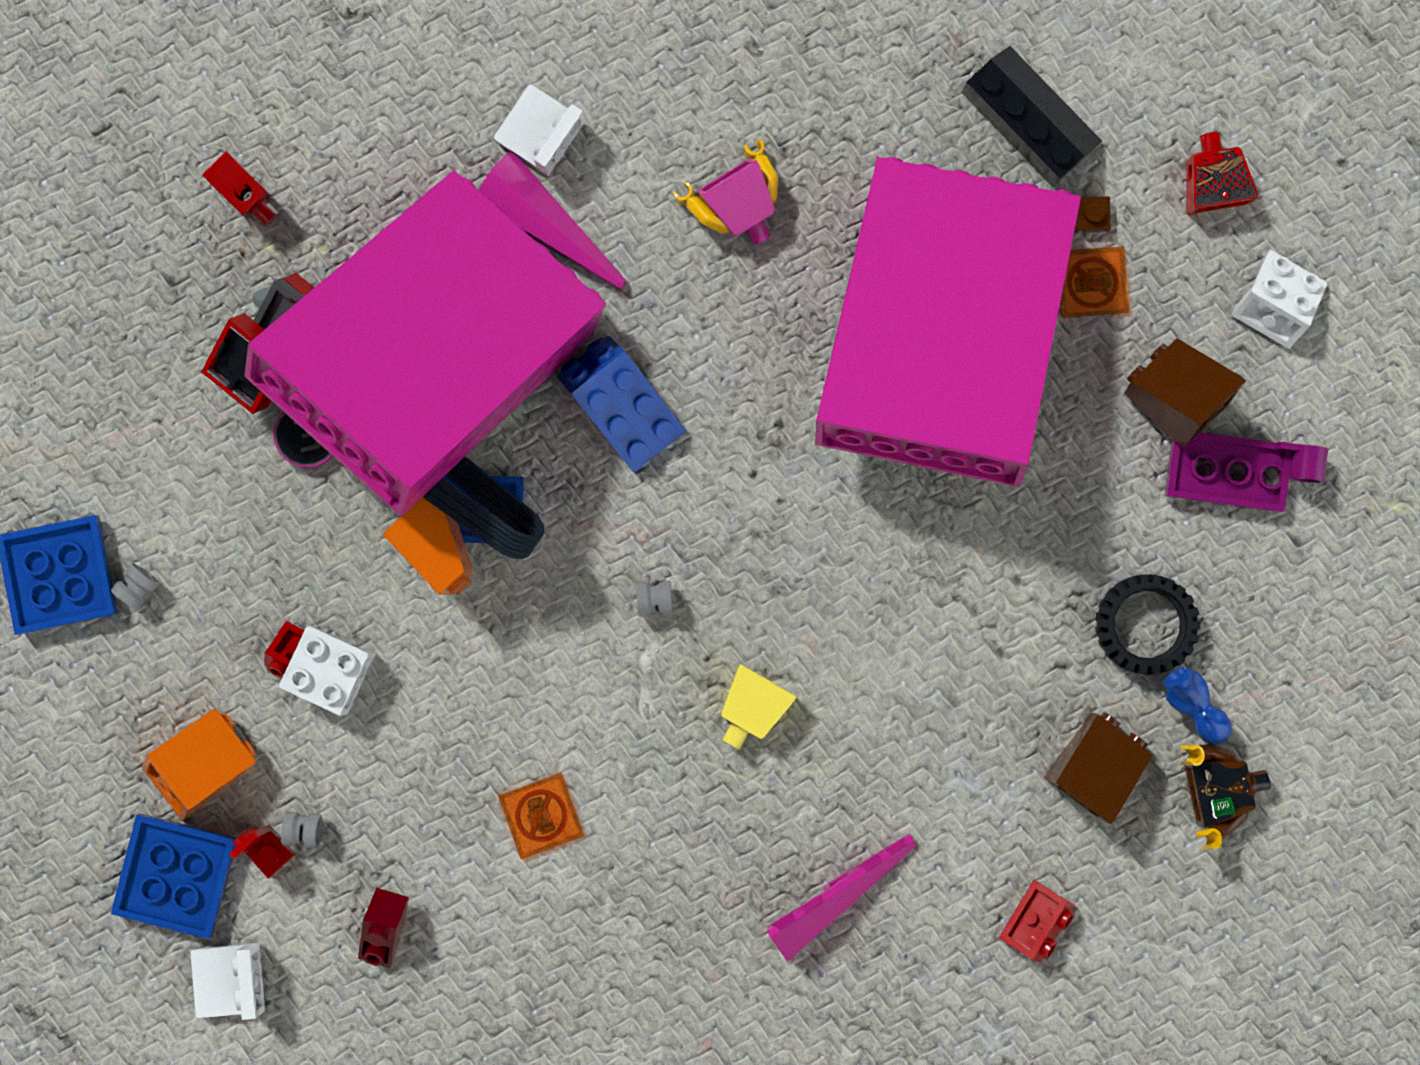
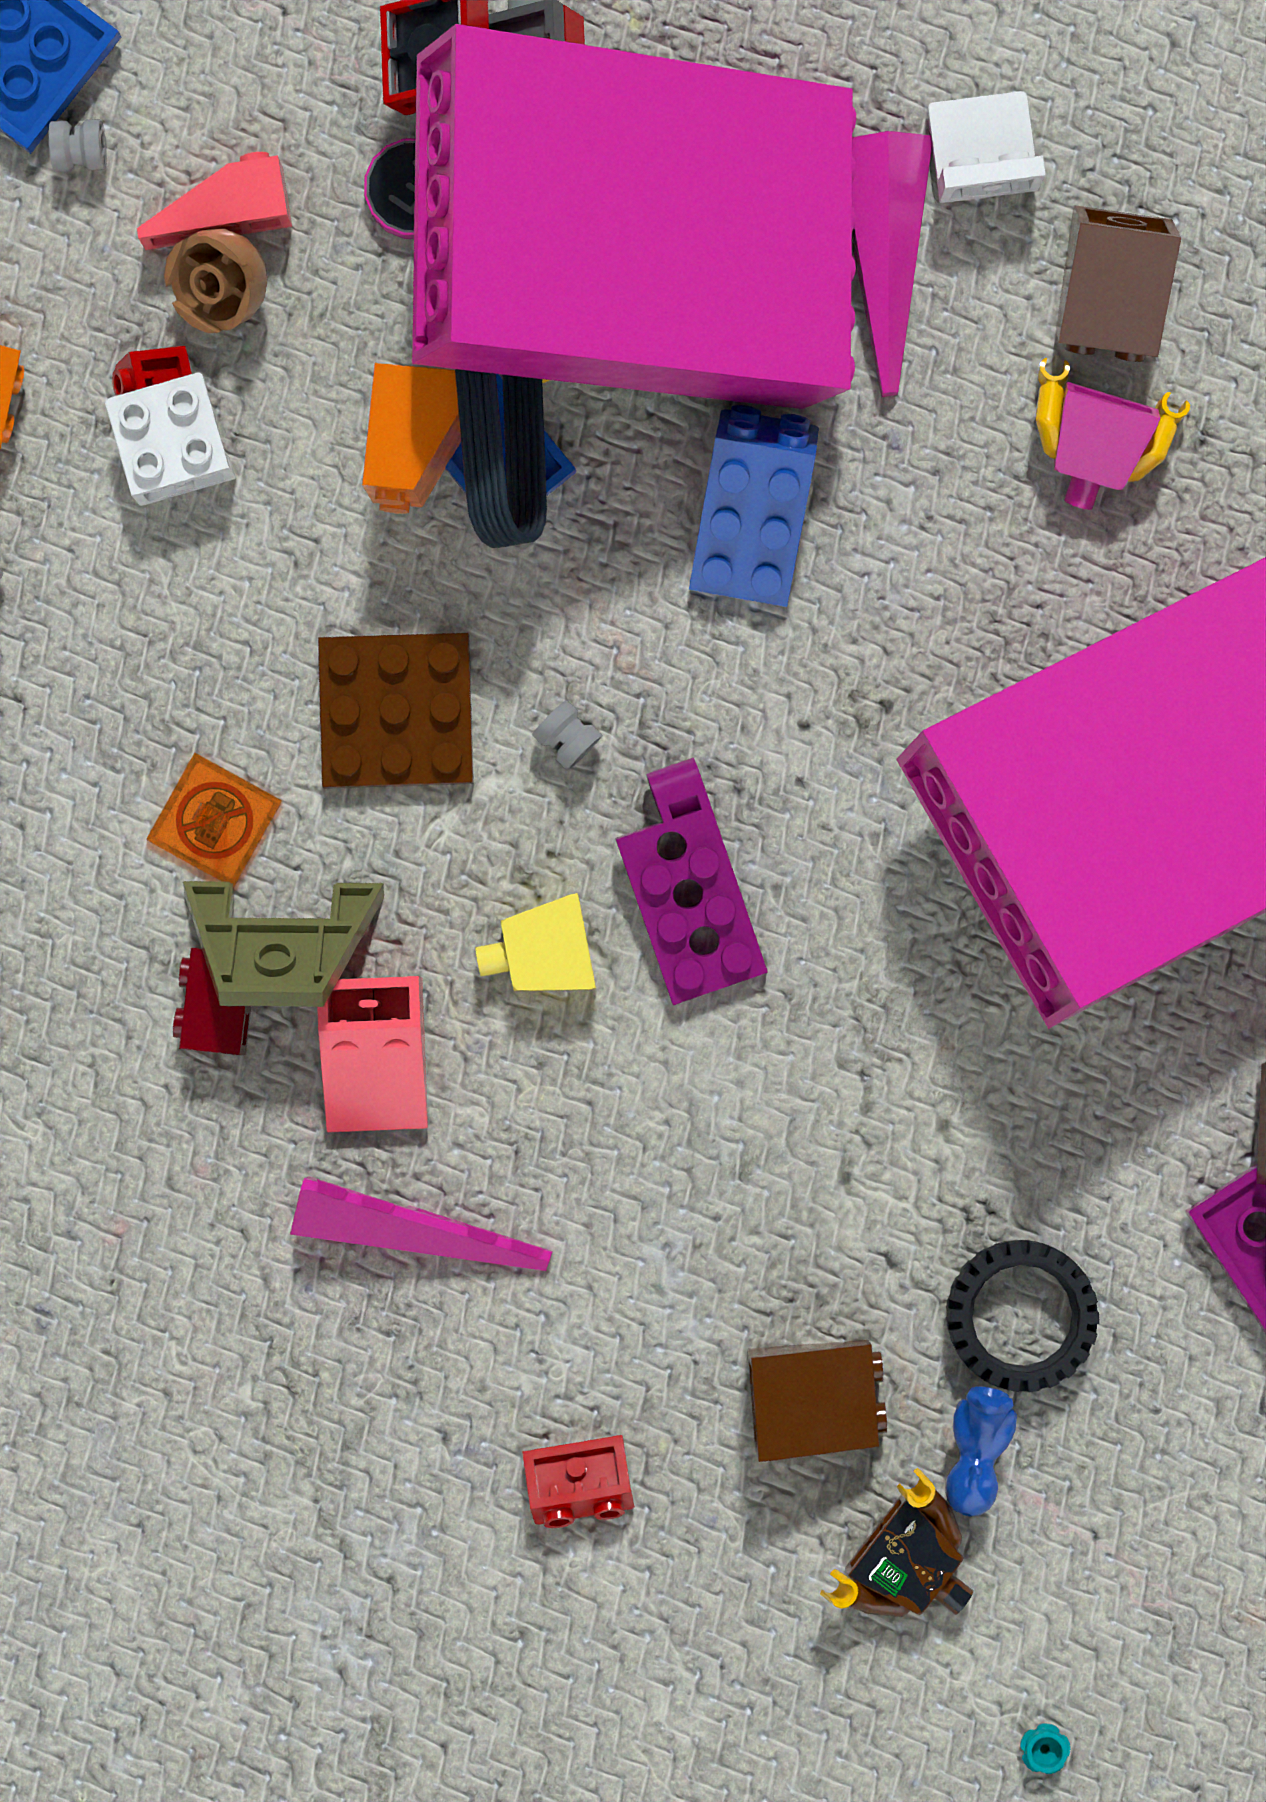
camera: 45 degrees right, 0 degrees up
(232, 535) = (238, 197): none -> coral slope
(266, 576) = (216, 279): none -> medium nougat cylinder
(565, 674) = (395, 710): none -> reddish brown plate
(638, 899) = (202, 1021): none -> dark red slope
(642, 846) = (278, 958): none -> olive wing
(667, 122) = (1117, 283): none -> reddish brown slope
(730, 838) = (374, 1055): none -> coral slope
(746, 572) = (687, 810): none -> magenta hinge
(1383, 805) = (1045, 1762): none -> teal plate

